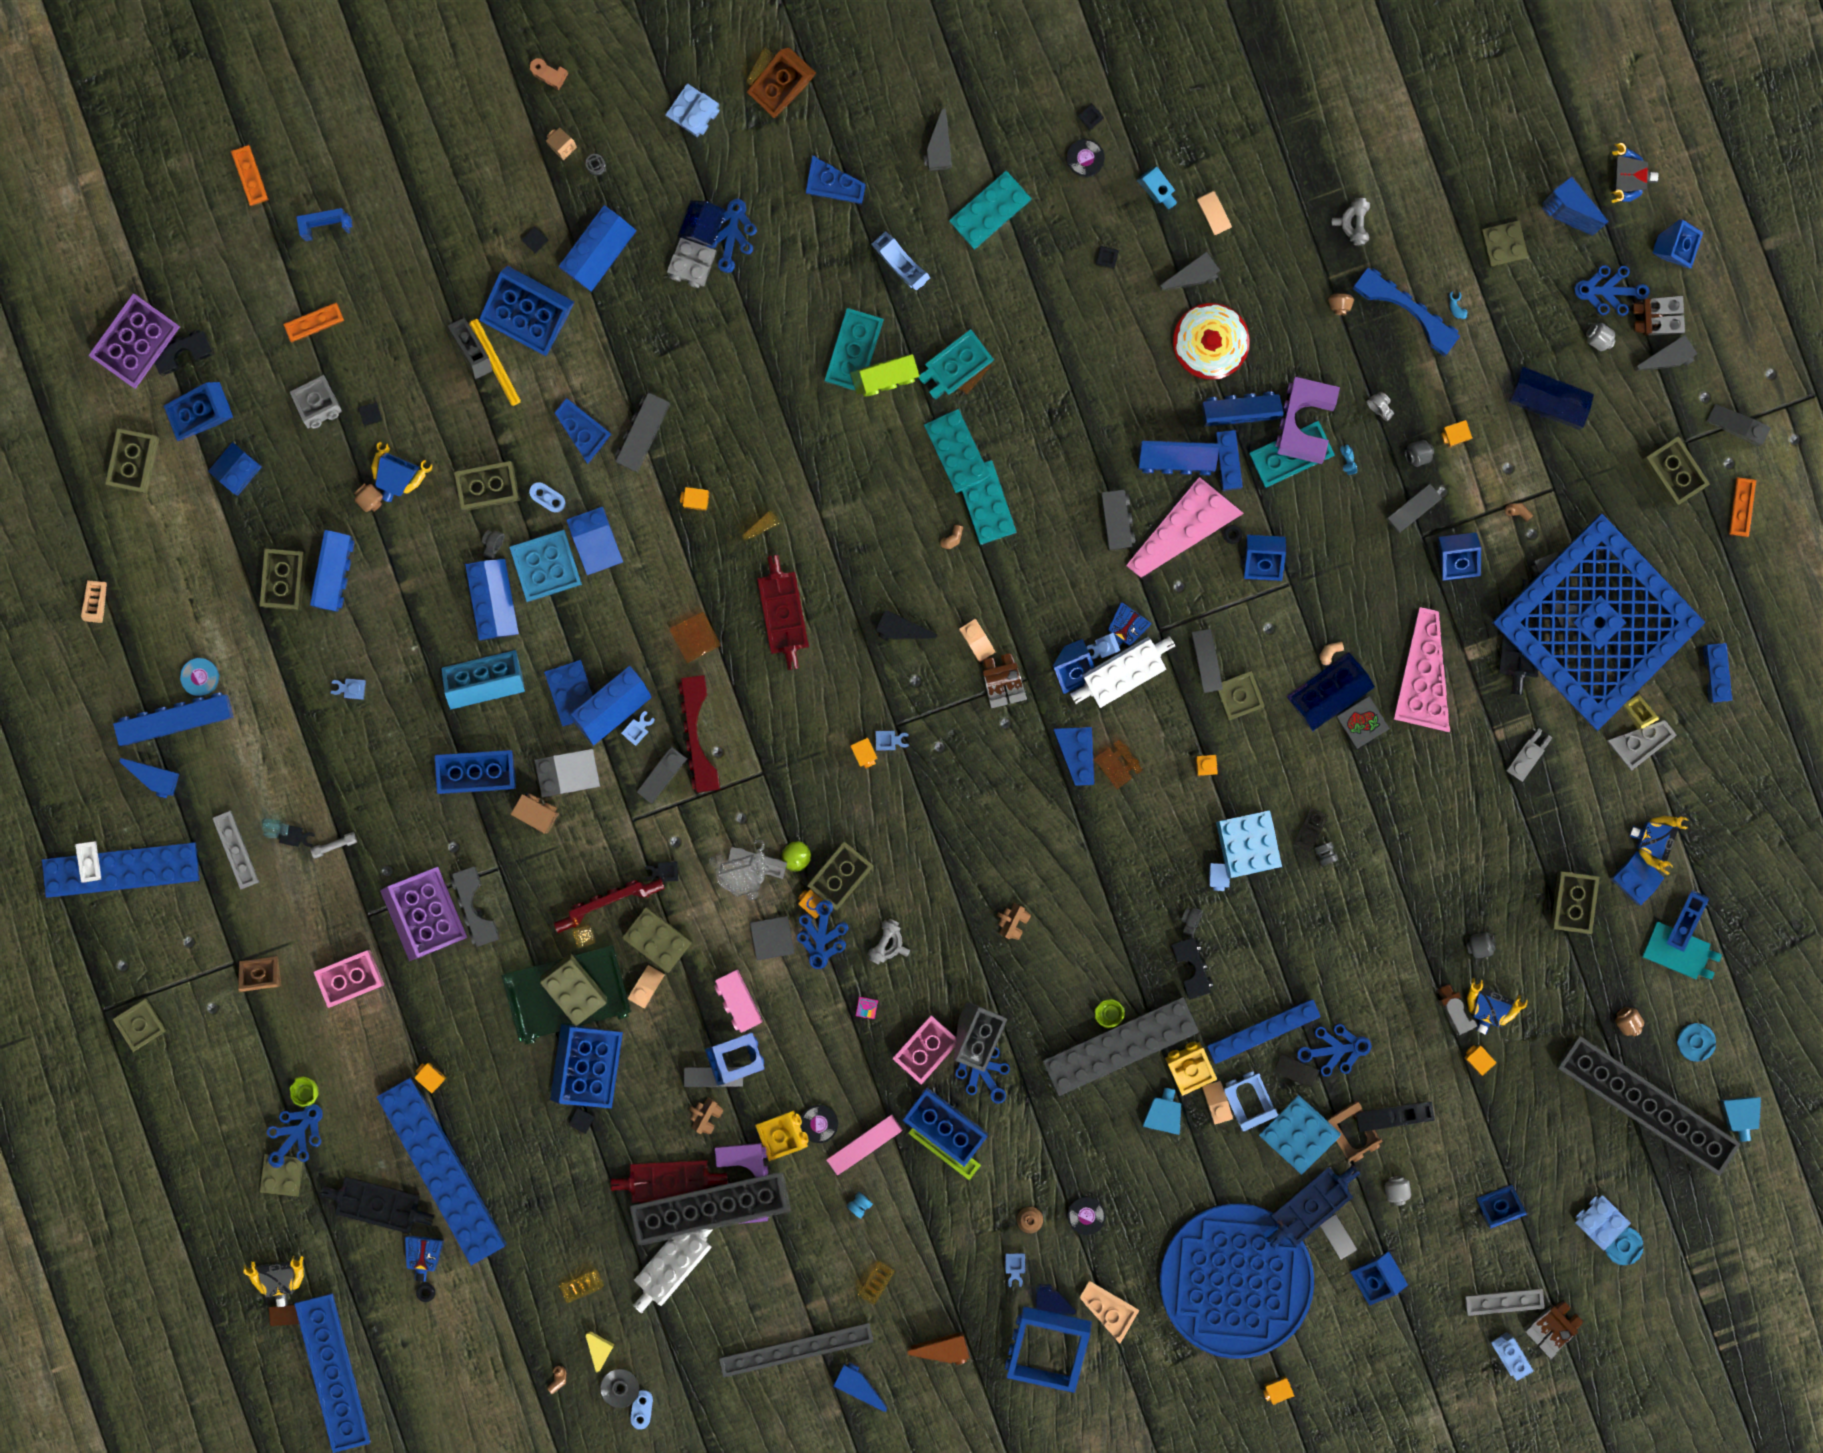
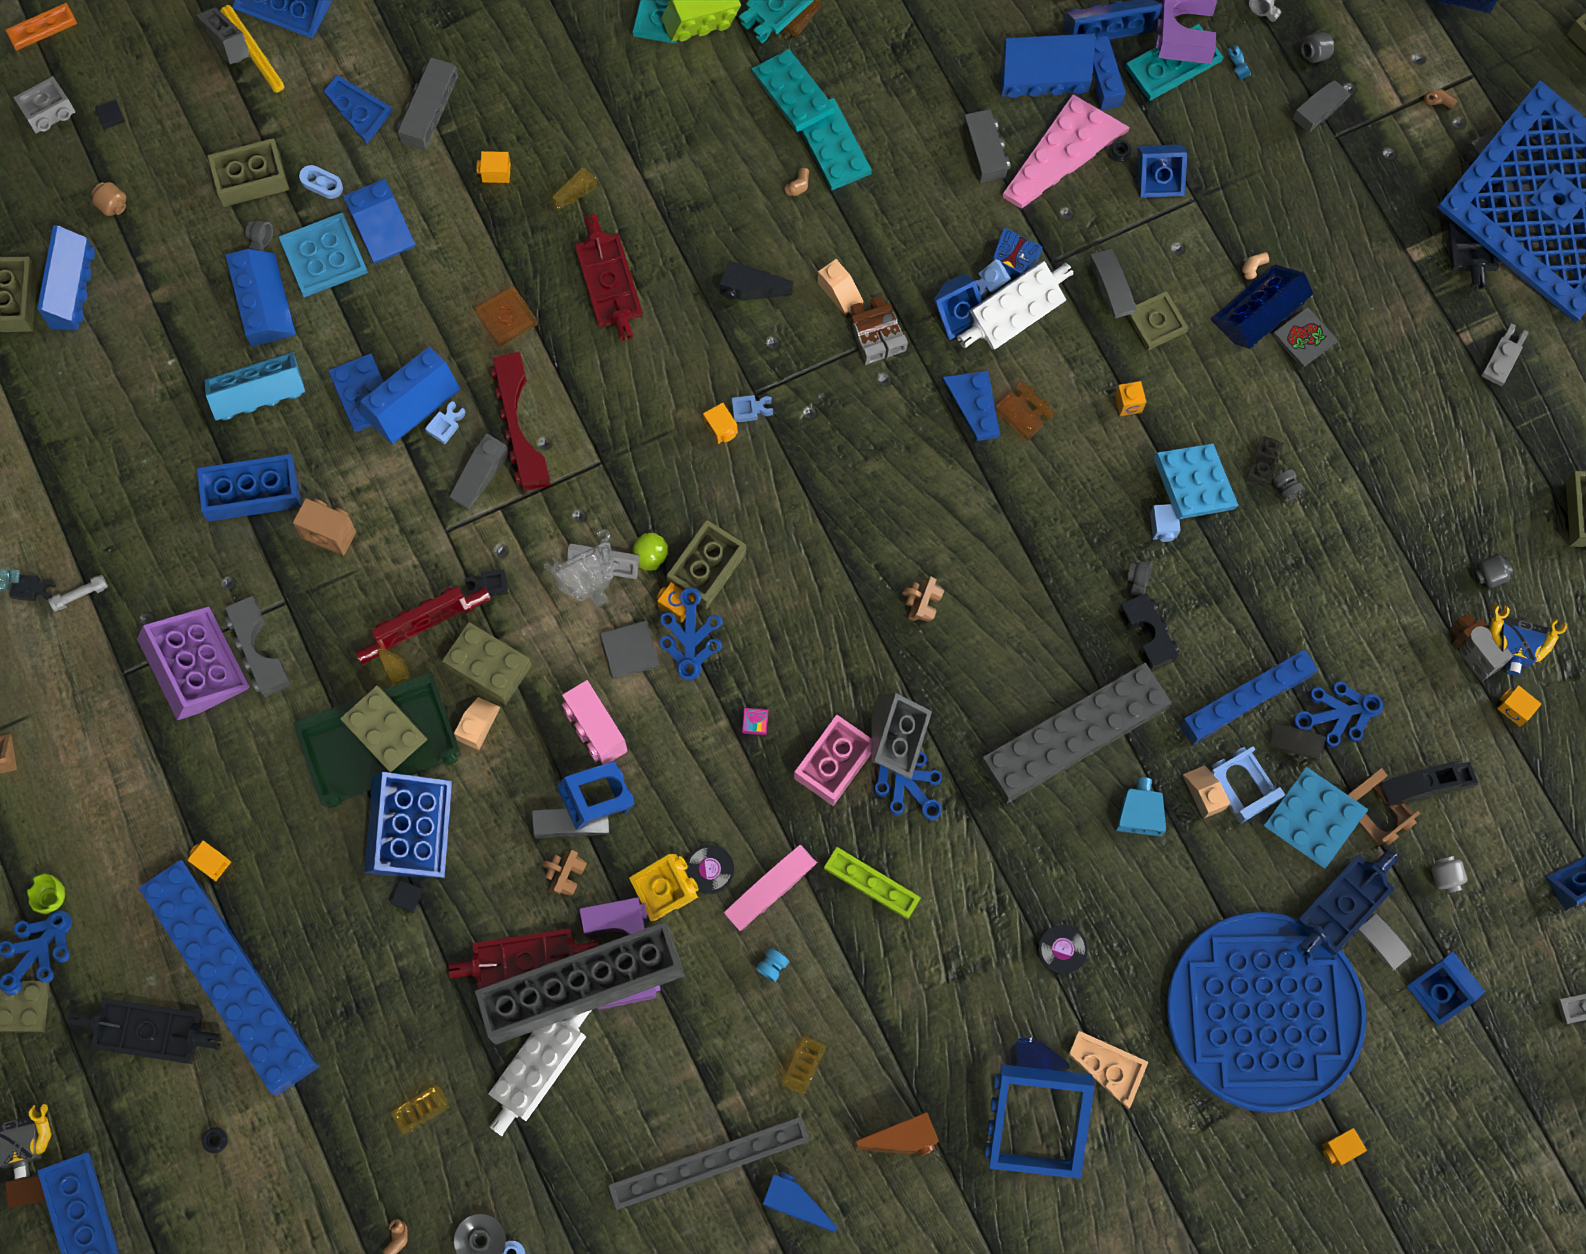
camera: 10 degrees left, 15 degrees down
(349, 978) = (99, 747): bright pink brick -> none
(352, 688) = (96, 412): medium blue plate -> none
(395, 475) = (141, 170): blue torso -> none
(422, 1255) = (208, 1089): blue torso -> none
(567, 773) = (362, 481): slope -> none
(599, 1349) = (449, 1192): light yellow slope -> none
(878, 953) = (774, 623): light grey piece -> none
(945, 1127) = (871, 851): blue slope -> none
(1015, 1264) = (980, 1022): medium blue plate -> none
(1033, 1214) = (990, 969): medium nougat cone -> none
(1109, 1013) = (1056, 695): lime hair -> none
(1190, 1067) = (1166, 751): yellow plate -> none
(1423, 684) = (1368, 288): bright pink wing -> none
(1456, 434) = (1355, 24): light orange brick -> none
(1460, 556) = (1384, 149): blue slope -> none

